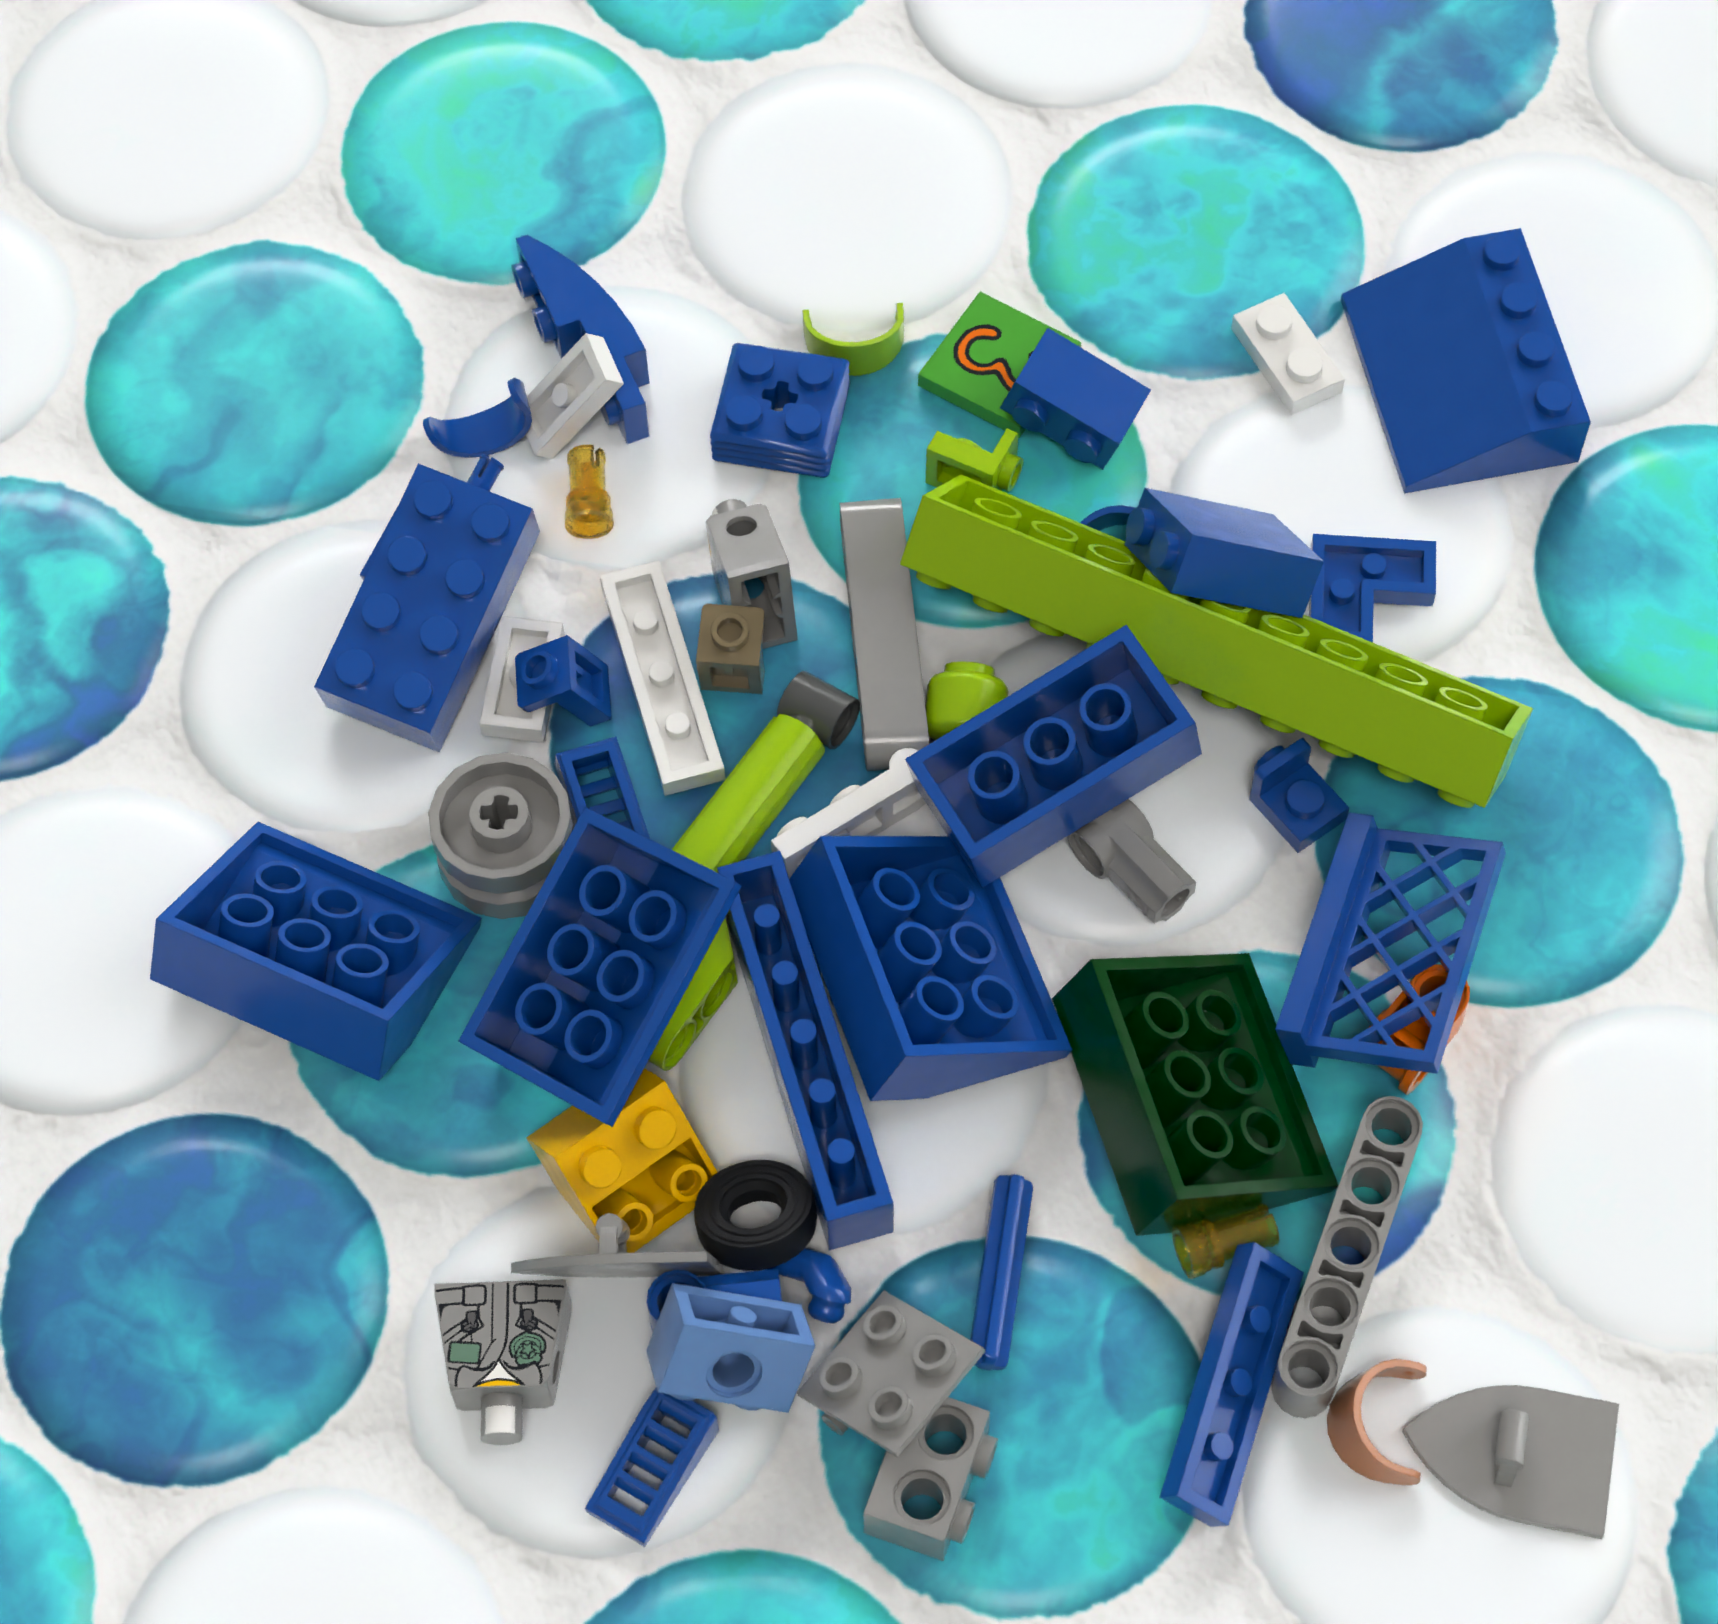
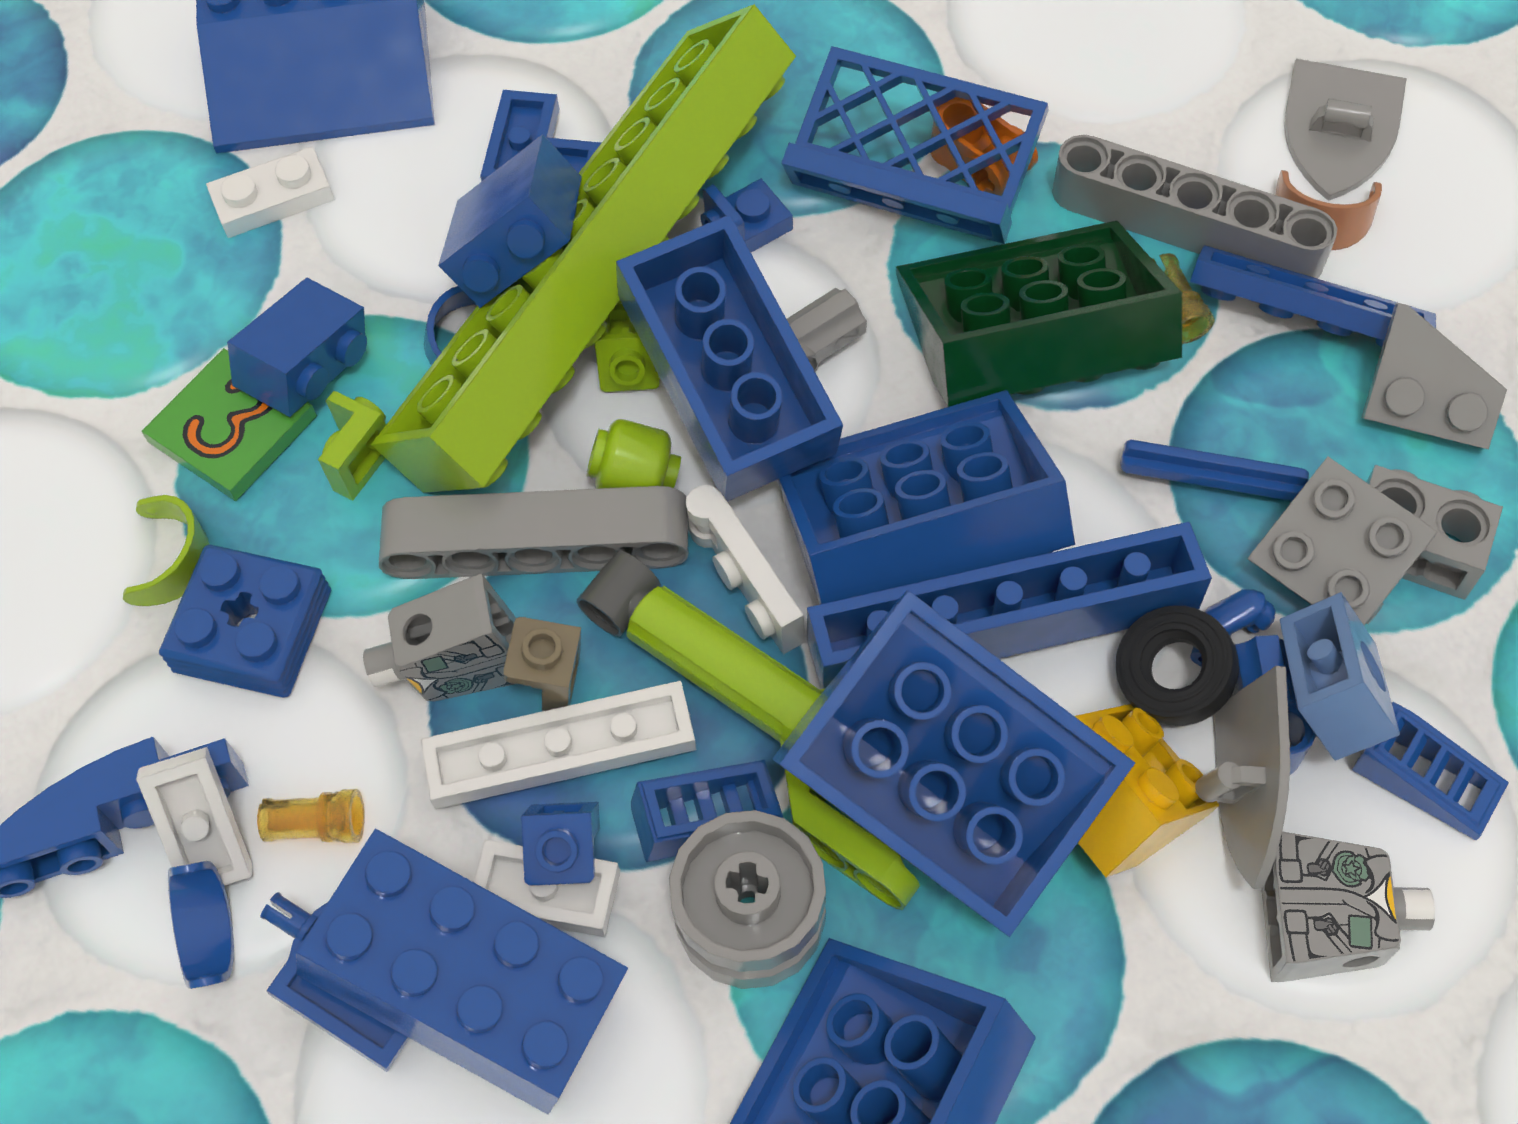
camera: 85 degrees left, 0 degrees up
(1114, 1500) = (1432, 384): none -> light grey wing

